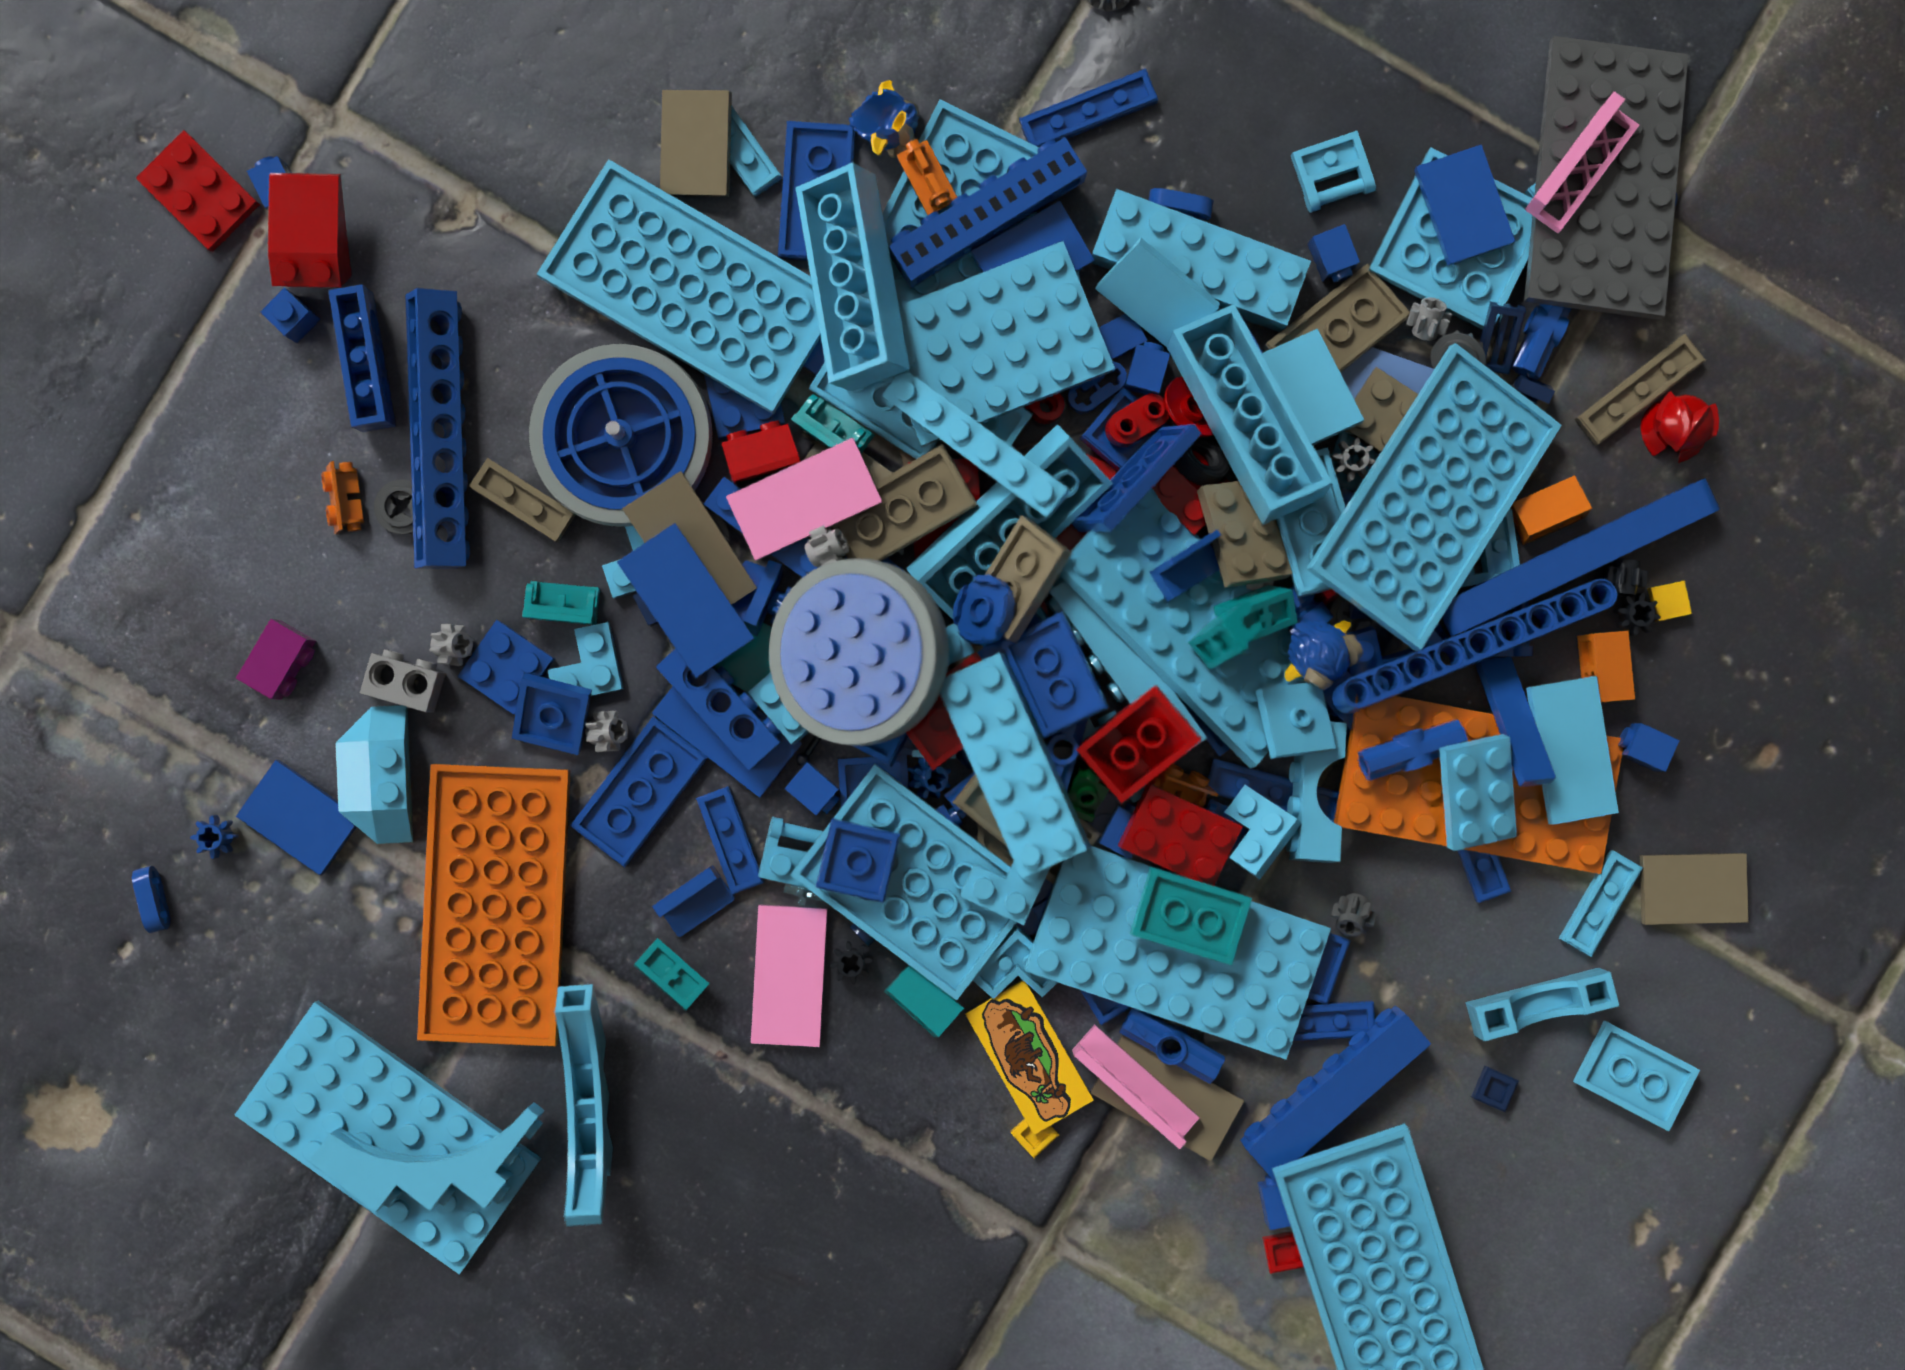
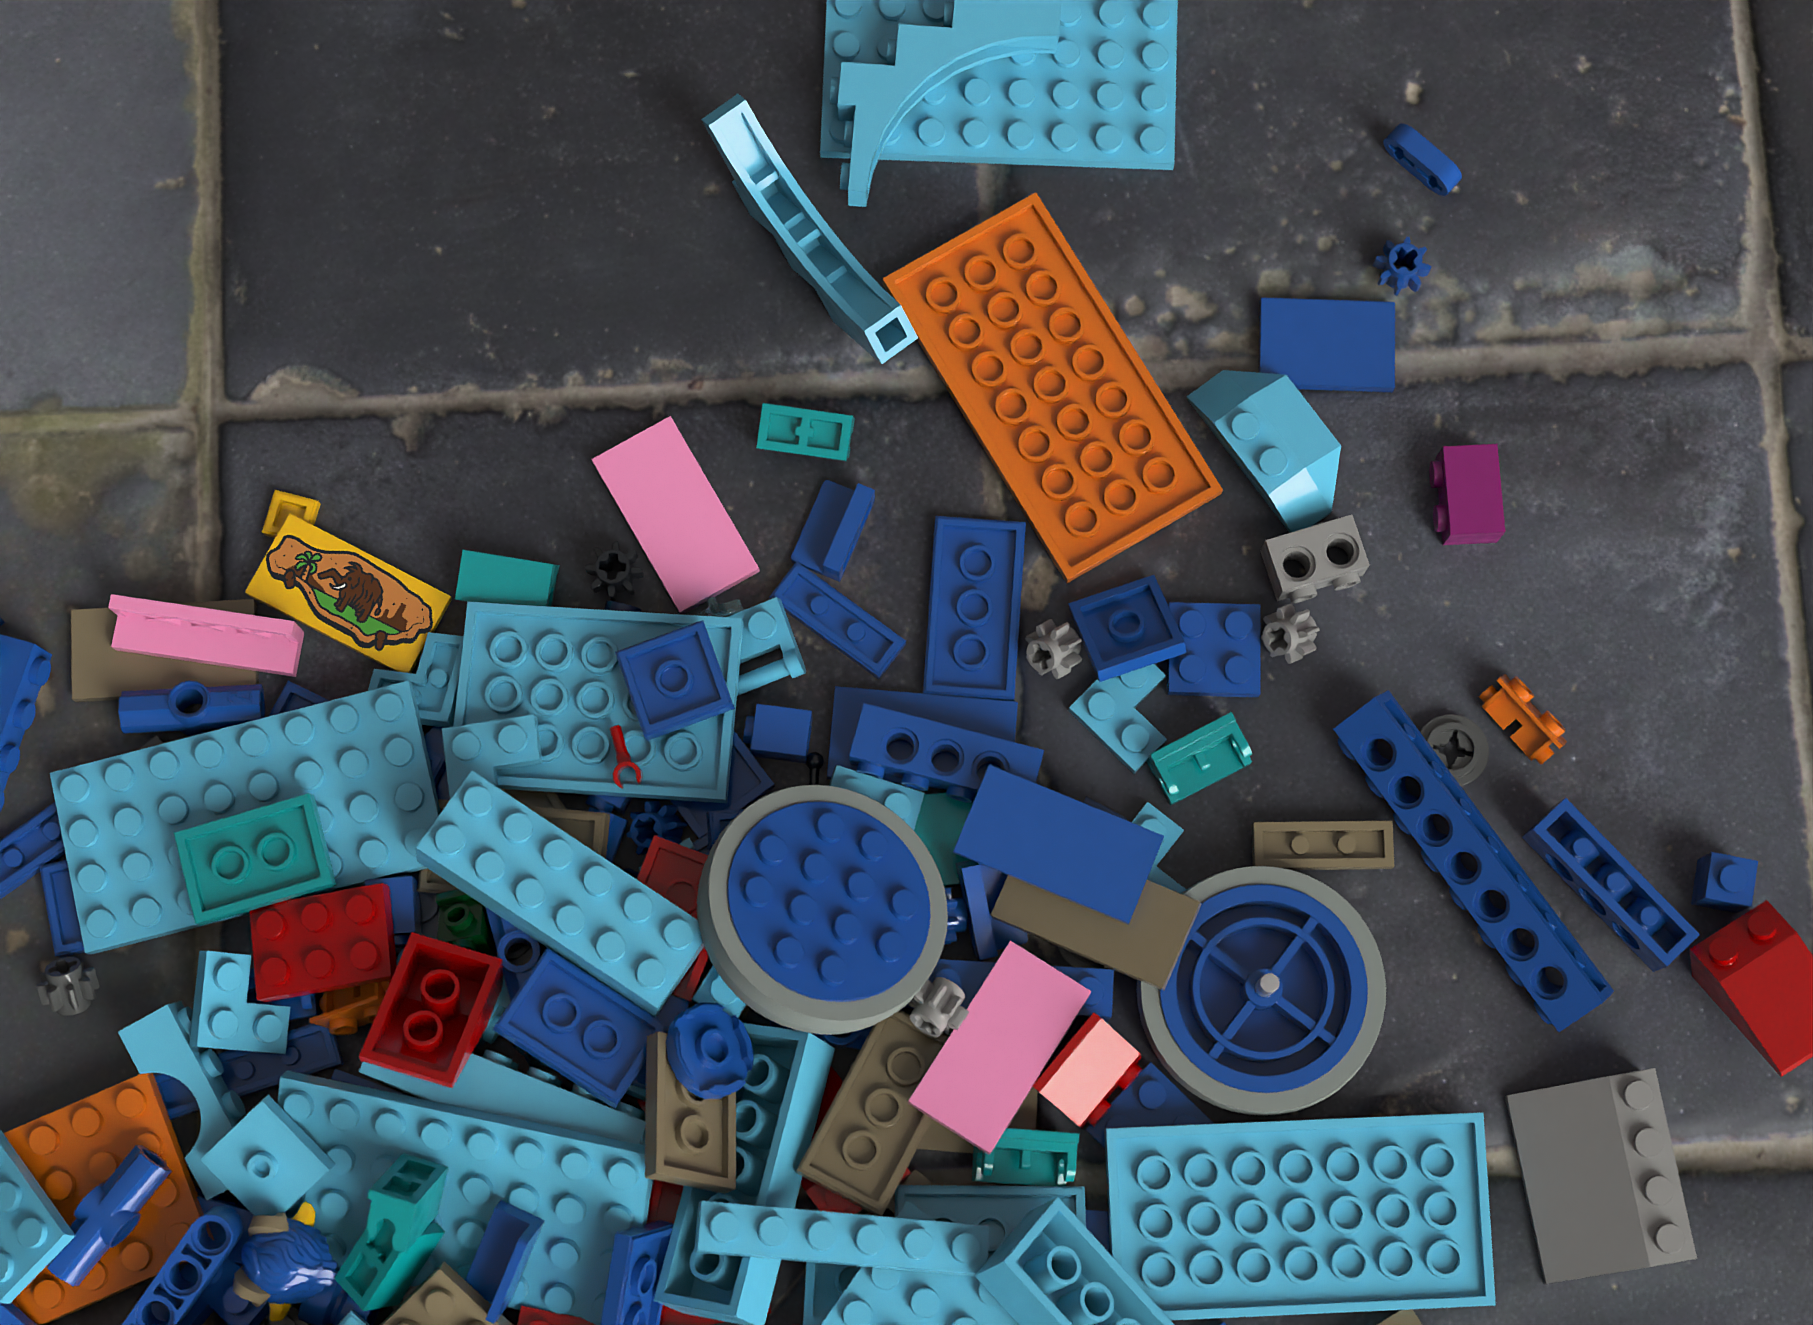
camera: 145 degrees right, 10 degrees down
(491, 192) = (1600, 1176): none -> light grey slope
(921, 833) = (623, 757): none -> red hand

